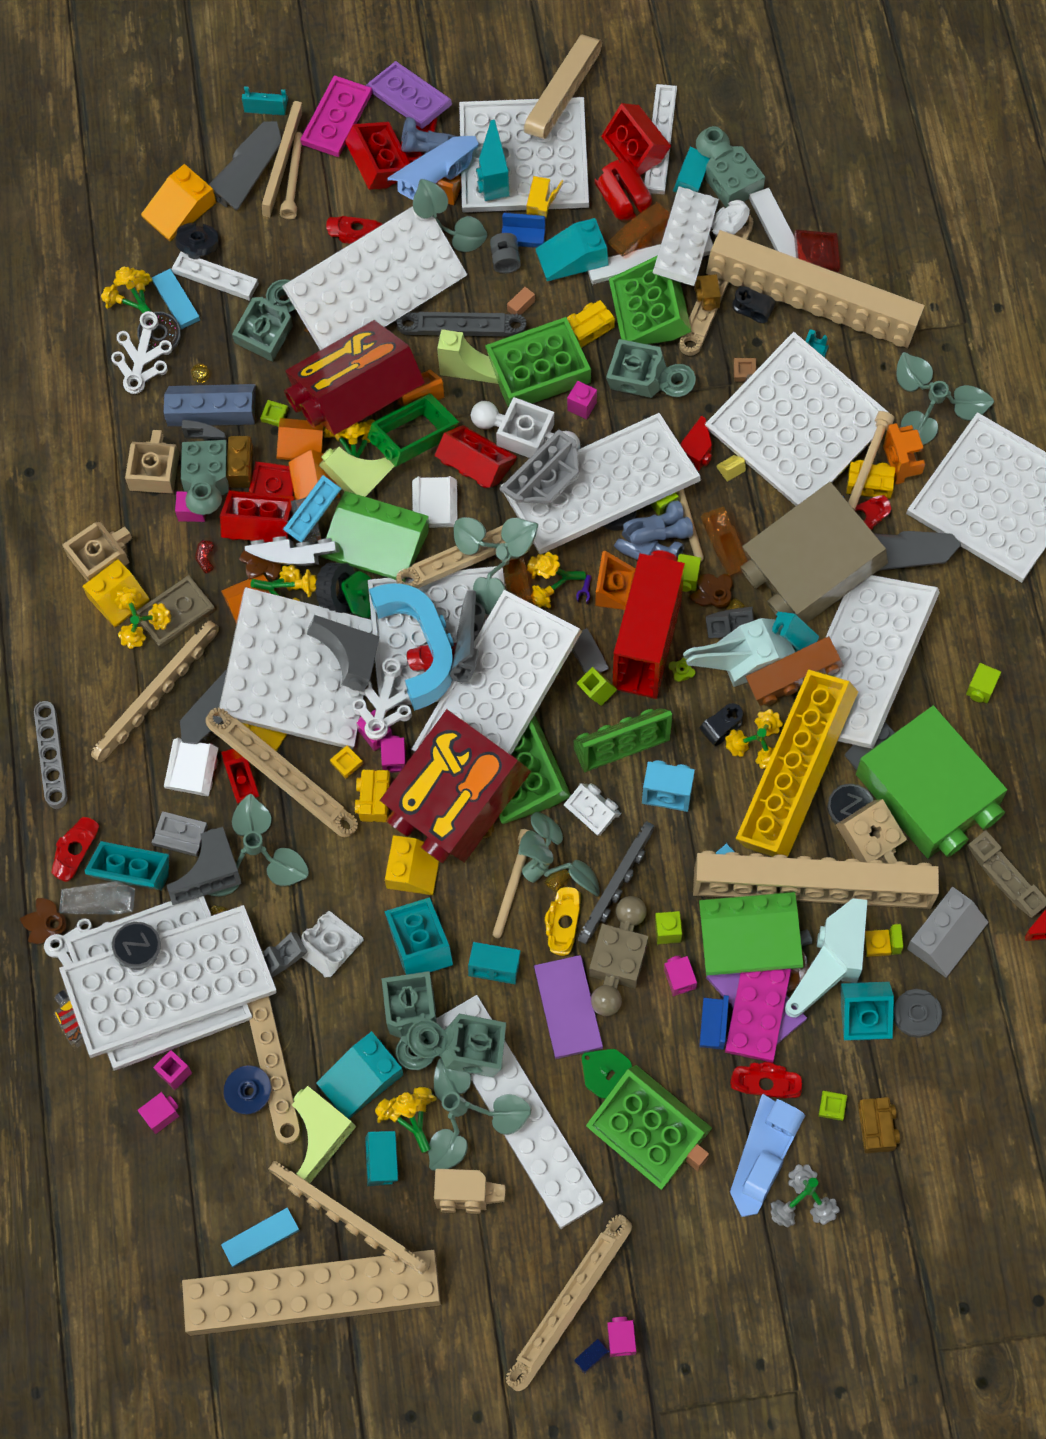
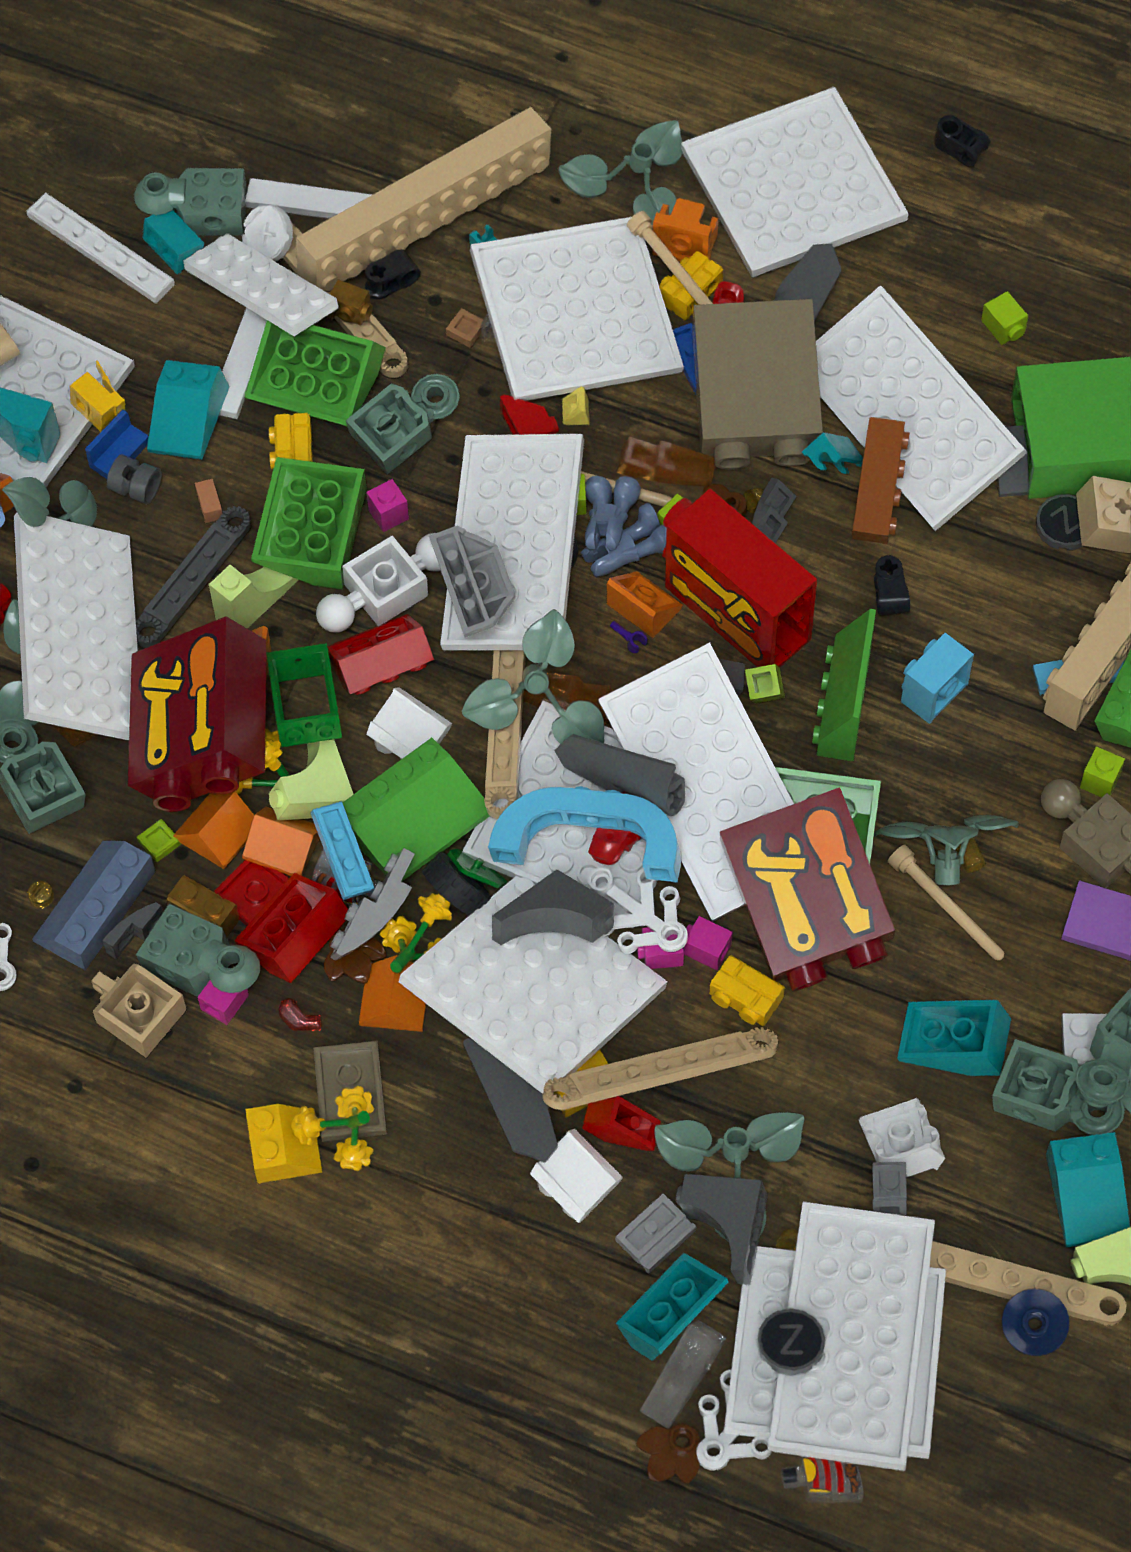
camera: 60 degrees left, 5 degrees down
(54, 764) = (438, 1319): light grey beam -> none
(66, 864) = (610, 1387): red piece -> none
(97, 549) = (213, 1115): tan hinge -> none
(158, 687) = (454, 1175): tan plate -> none
(159, 1112) = (1005, 1438): dark pink brick -> none
(172, 1070) = (963, 1392): dark pink brick -> none
(346, 762) = (682, 999): yellow plate -> none
(410, 867) = (859, 1000): yellow slope -> none
(494, 963) = (1035, 974): teal hinge -> none
(545, 566) = (594, 643): yellow plant -> none
(566, 904) = (1007, 863): yellow piece -> none
(592, 808) = (908, 773): white bracket -> none
(613, 892) = (1010, 788): dark grey plate -> none
(625, 175) = (150, 314): red cylinder -> none
(635, 138) = (89, 269): red slope -> none
(640, 230) = (211, 327): clear orange slope -> none
(742, 650) = (823, 511): light aqua slope -> none
(768, 724) = (957, 565): yellow plant -> none
(797, 764) = (999, 535): yellow brick -> none
(818, 248) = (366, 175): clear red tile -> none

